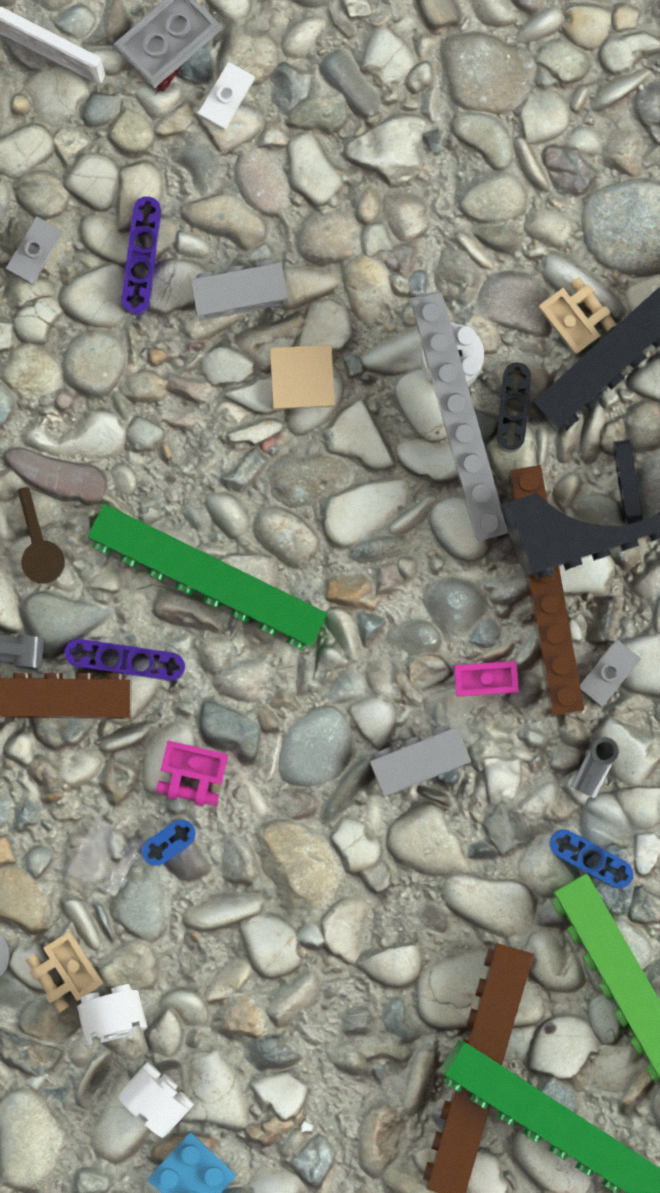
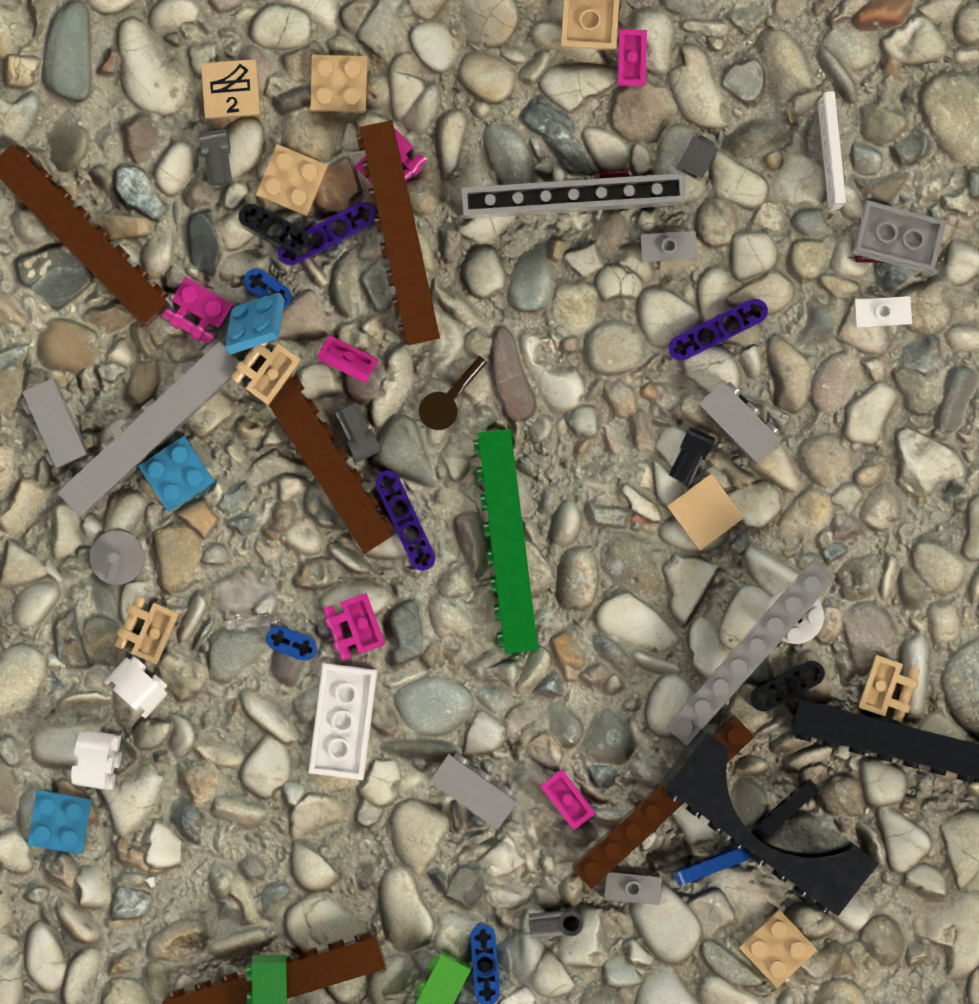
camera: 60 degrees right, 5 degrees up
(237, 349) = (693, 450): none -> black piece
(274, 843) = (342, 721): none -> white tile
(635, 584) = (711, 865): none -> blue beam

